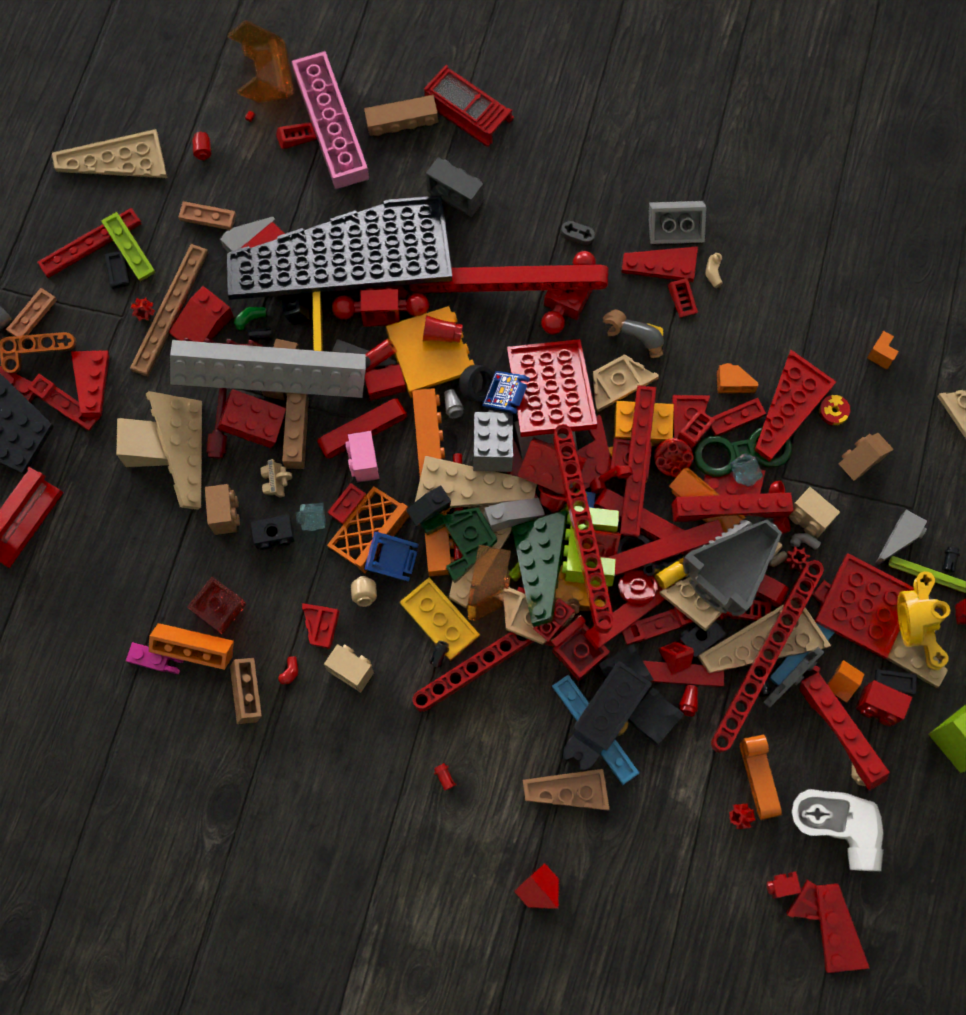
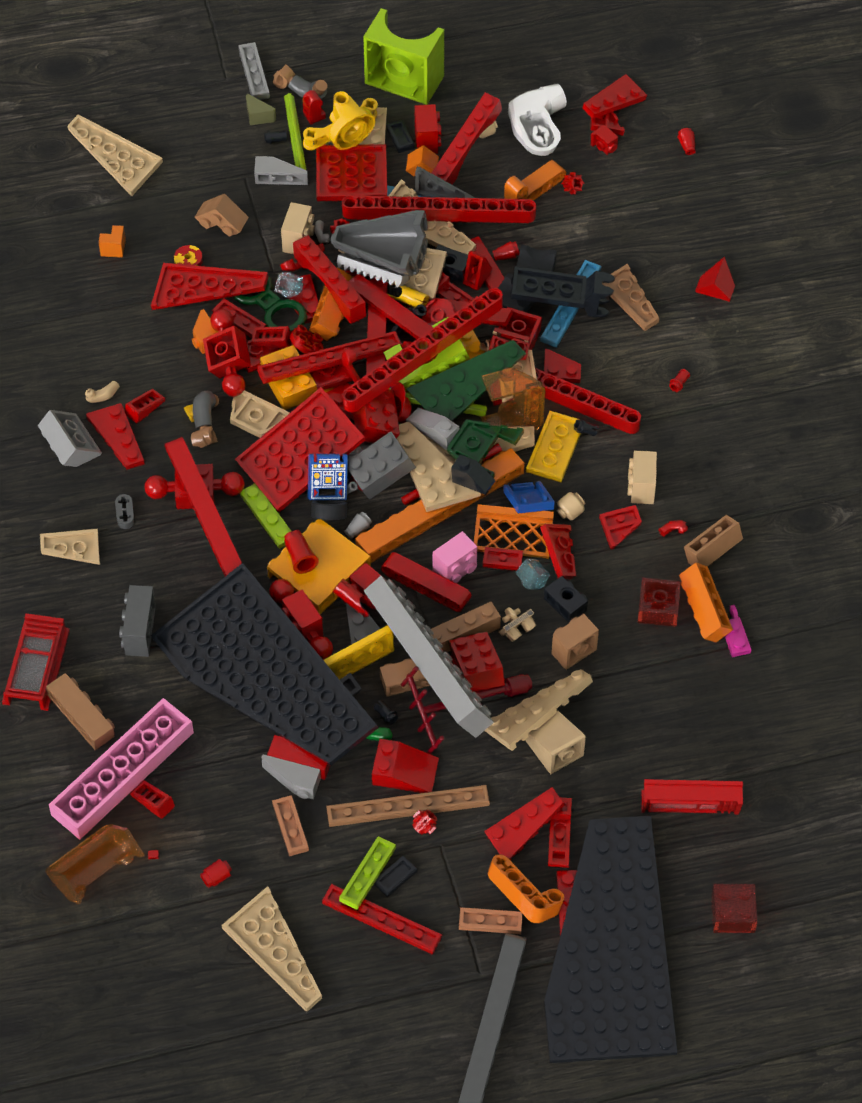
camera: 120 degrees left, 15 degrees down
(325, 554) = (558, 546): none -> red wing
(502, 339) = (266, 514): none -> lime plate
(523, 673) = (562, 367): none -> red wing
(564, 181) = (73, 545): none -> tan wing
(696, 381) = (227, 352): none -> red brick
(741, 976) = (687, 140): none -> red cone

